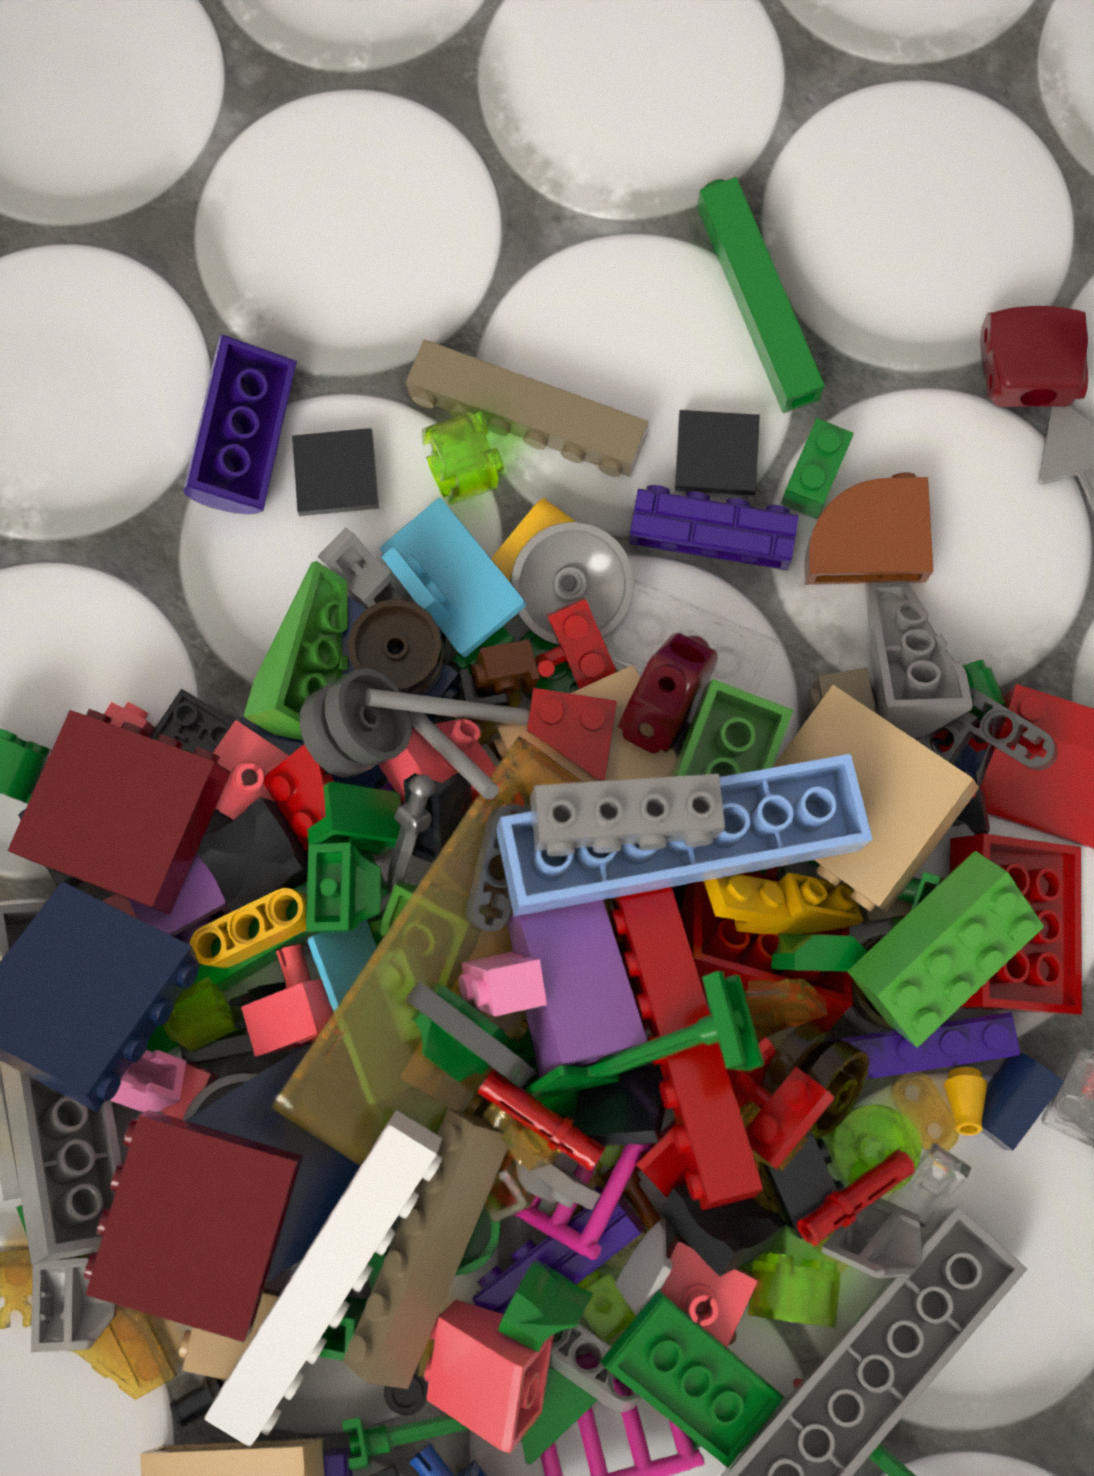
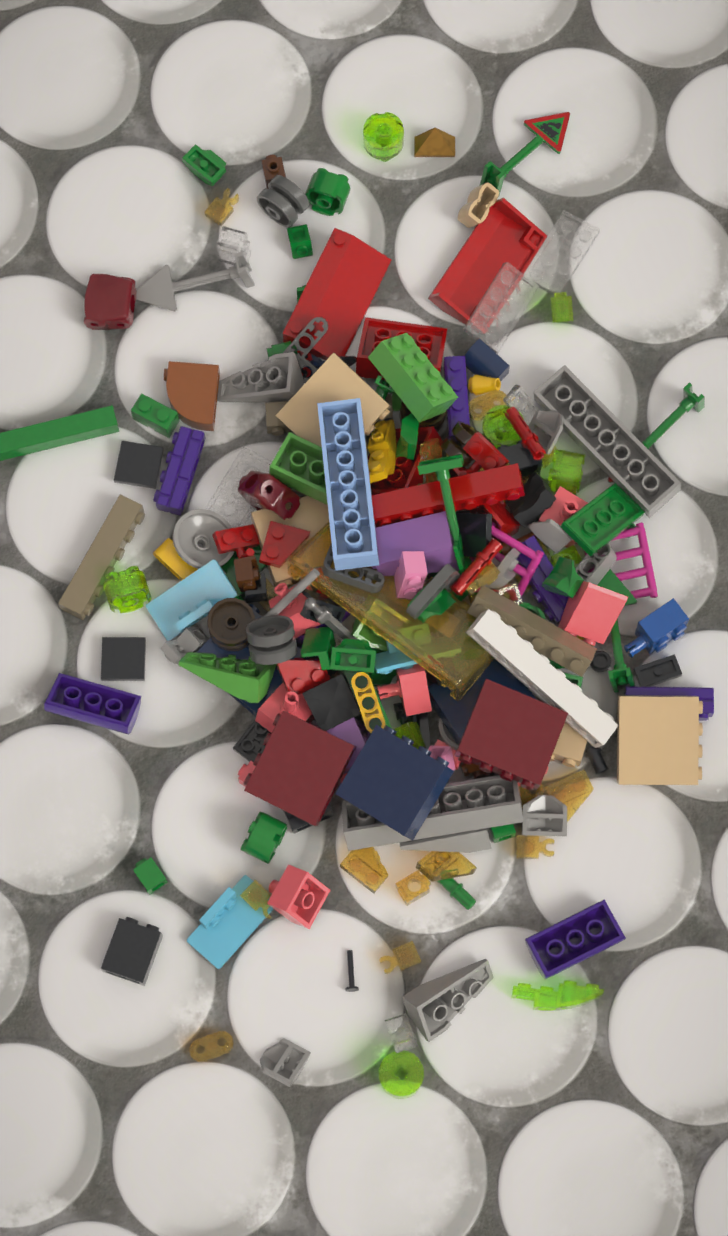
camera: 85 degrees left, 5 degrees down
(446, 707) = (265, 605): light grey bar -> none
(627, 813) = (338, 500): light grey brick -> none

